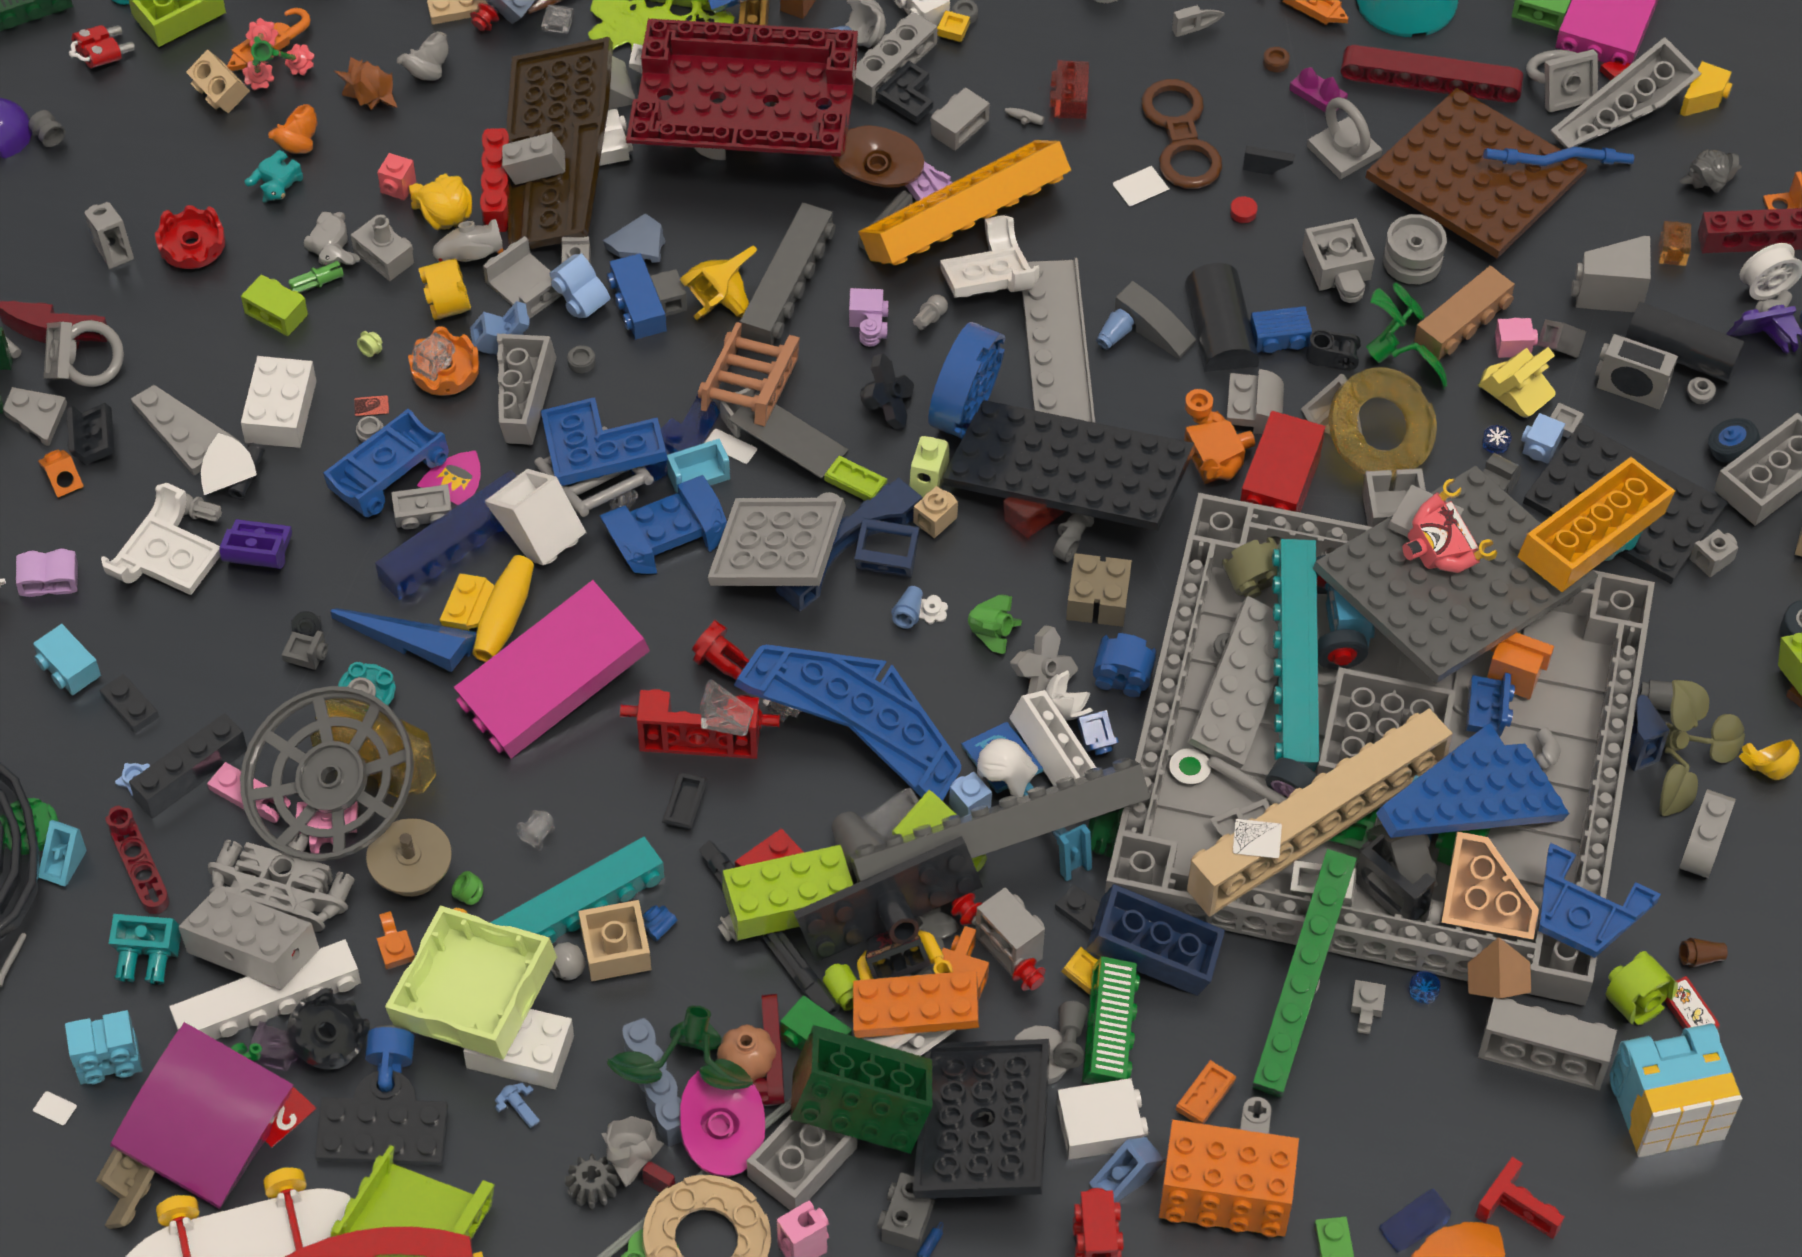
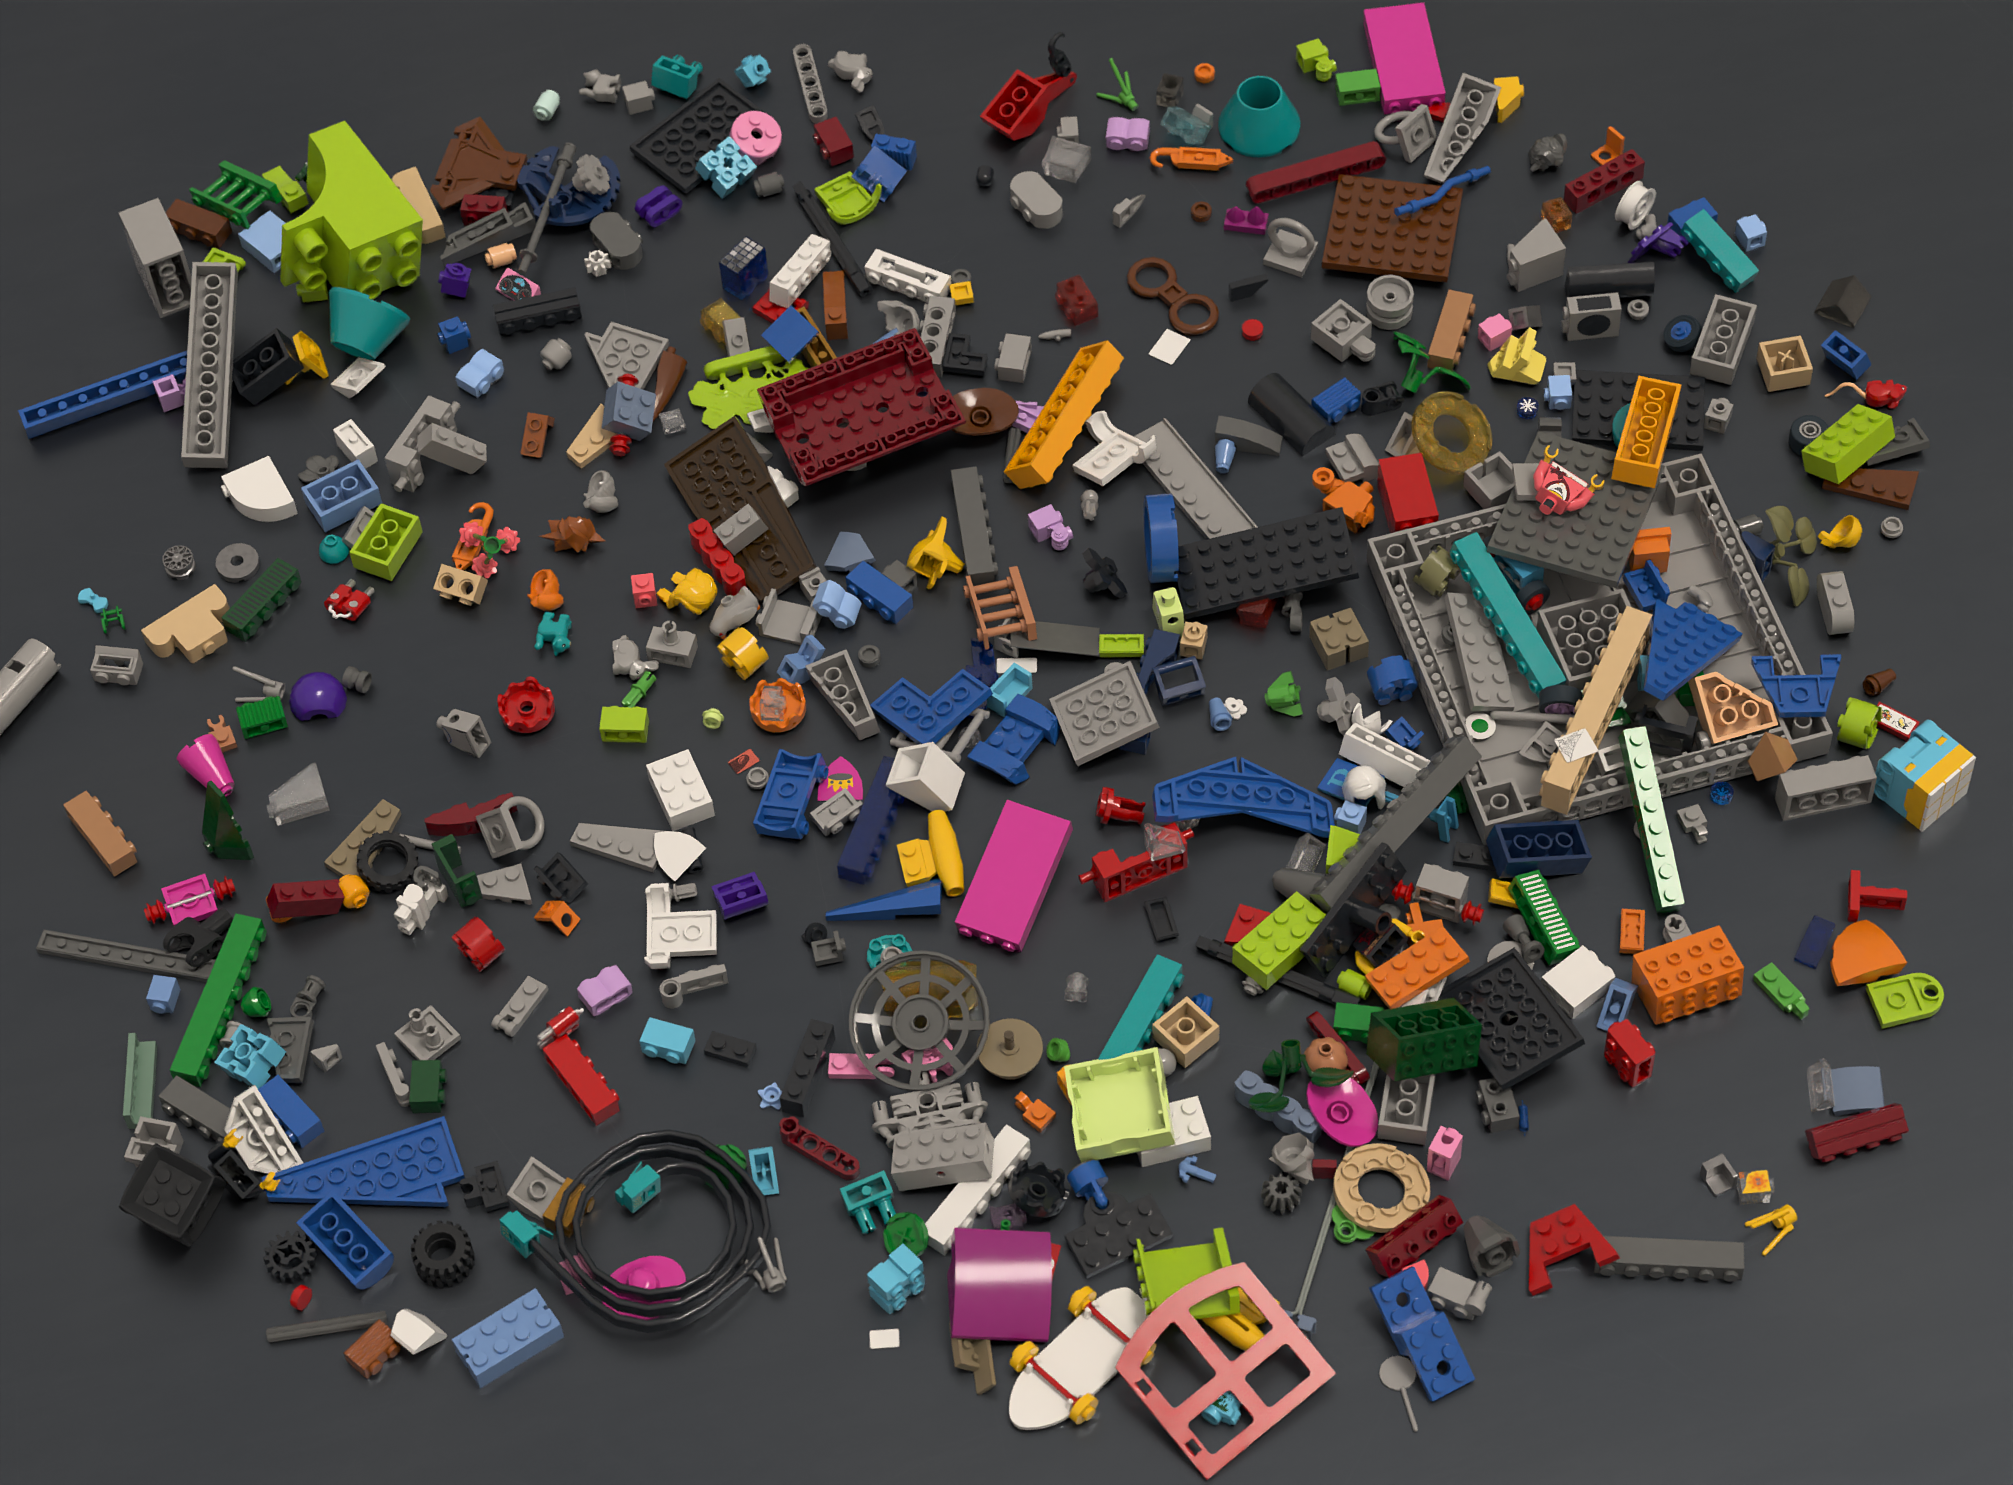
camera: 25 degrees left, 0 degrees up
(138, 610) = (691, 982): none -> light grey plate
(152, 1005) = (908, 1230): none -> green tile

